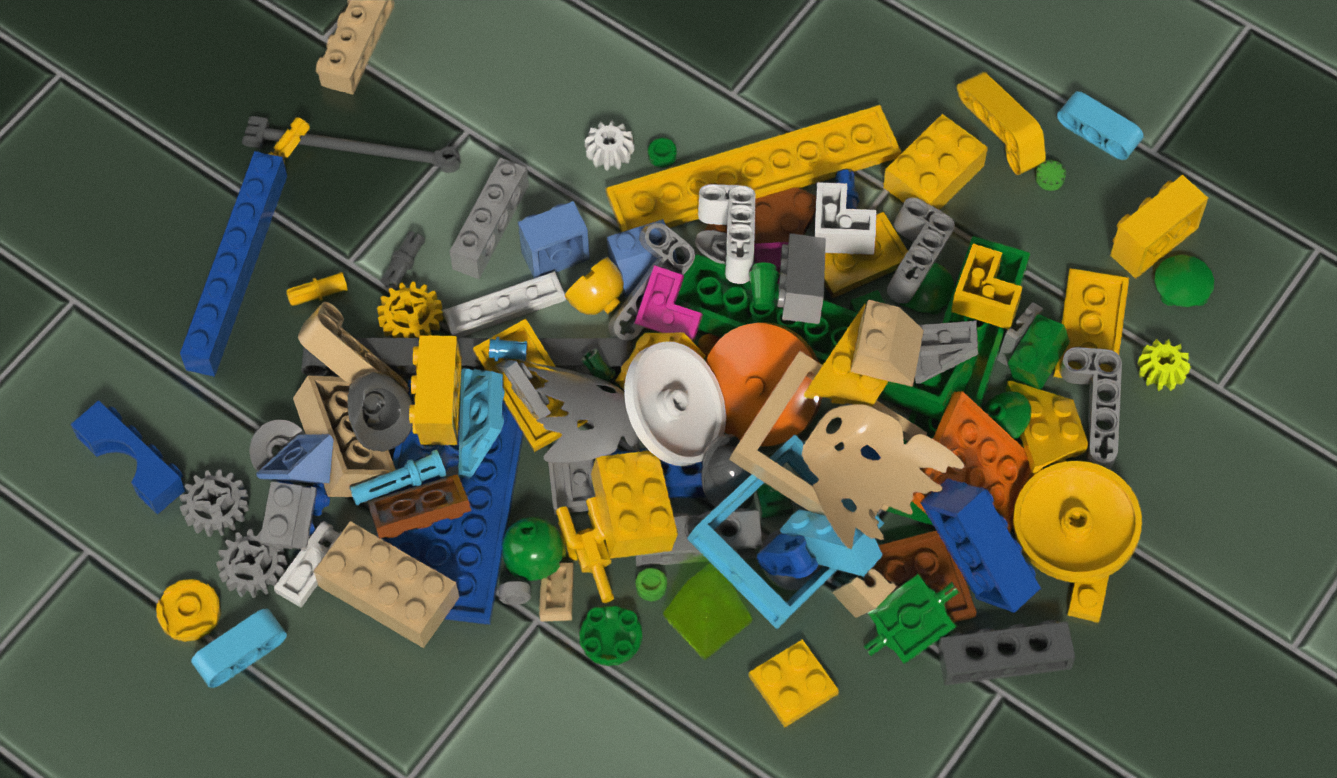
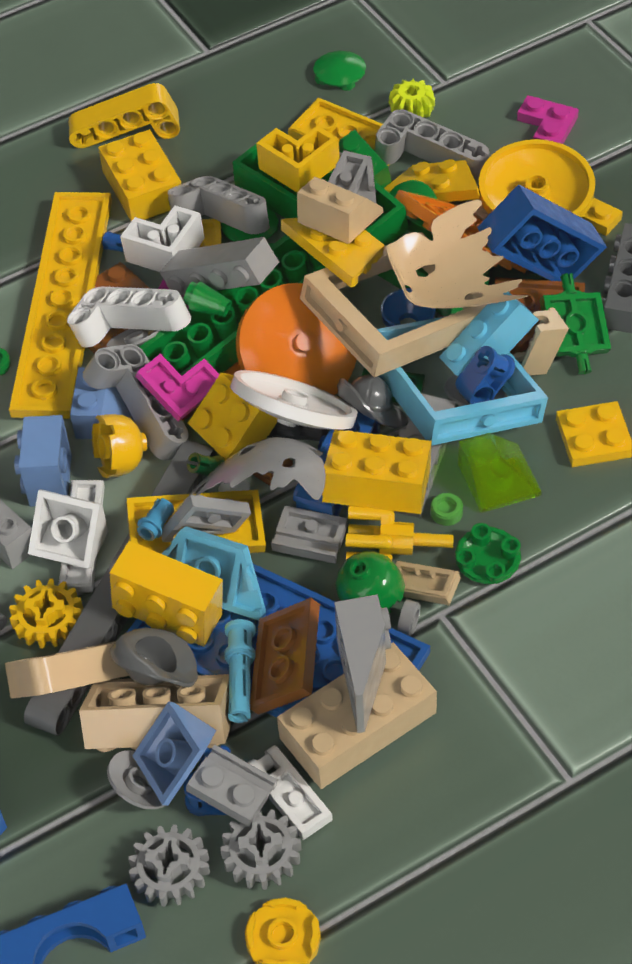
camera: 65 degrees left, 10 degrees down
(238, 648) = (357, 893): medium azure beam -> none
(404, 558) = (362, 647): none -> light grey slope
(487, 291) = (67, 529): none -> white slope
(1050, 175) = (192, 114): bright green tile -> none
(1100, 125) = (168, 66): medium azure beam -> none
(1158, 225) = (288, 57): yellow brick -> none
(1210, 512) = (552, 118): none -> dark pink plate

